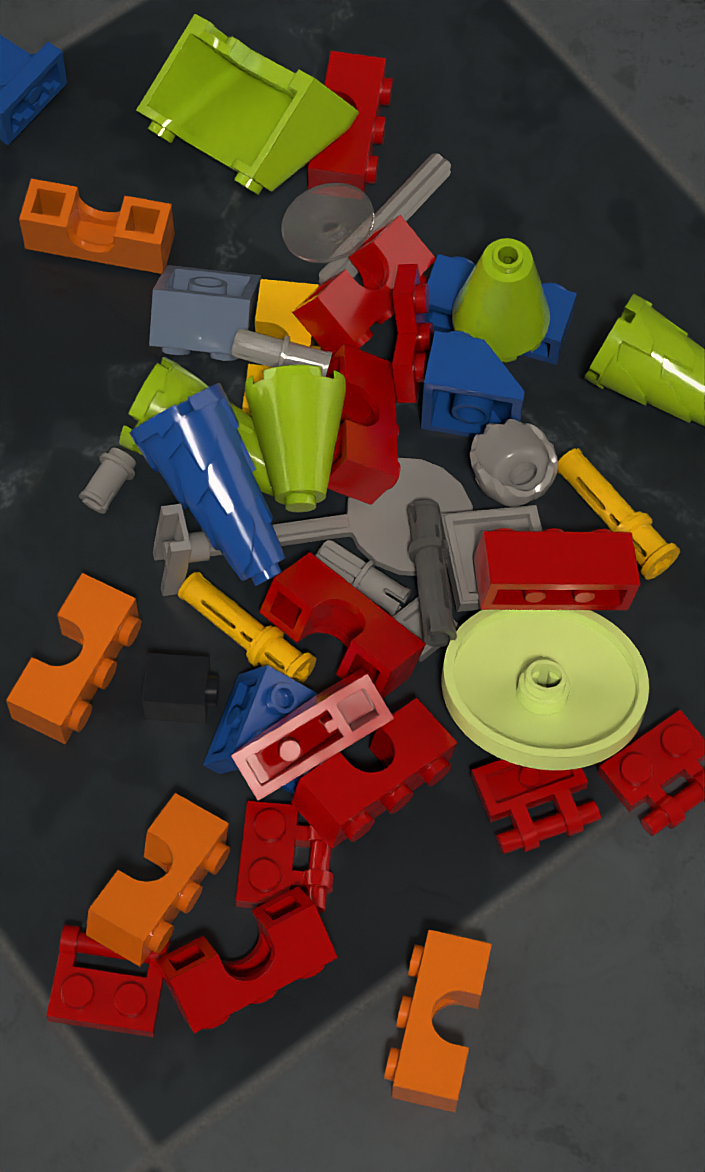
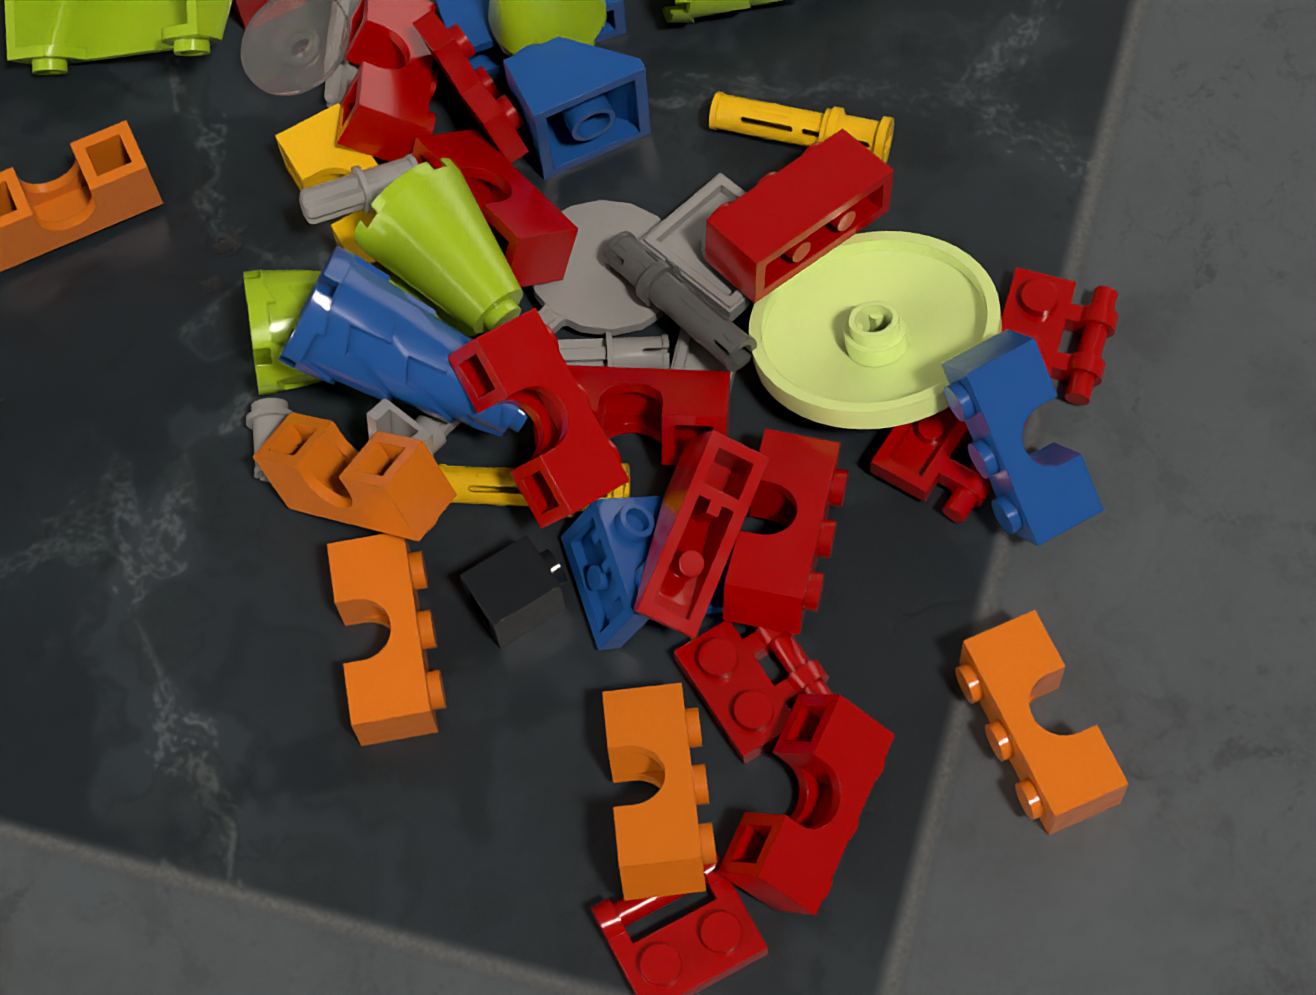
camera: 30 degrees left, 0 degrees up
(134, 553) = (383, 487): none -> orange arch
(202, 310) = (238, 209): sand blue slope -> none
(270, 629) = (525, 368): none -> red arch
(513, 462) = (671, 143): light grey hair -> none
(577, 780) = (995, 393): none -> blue arch

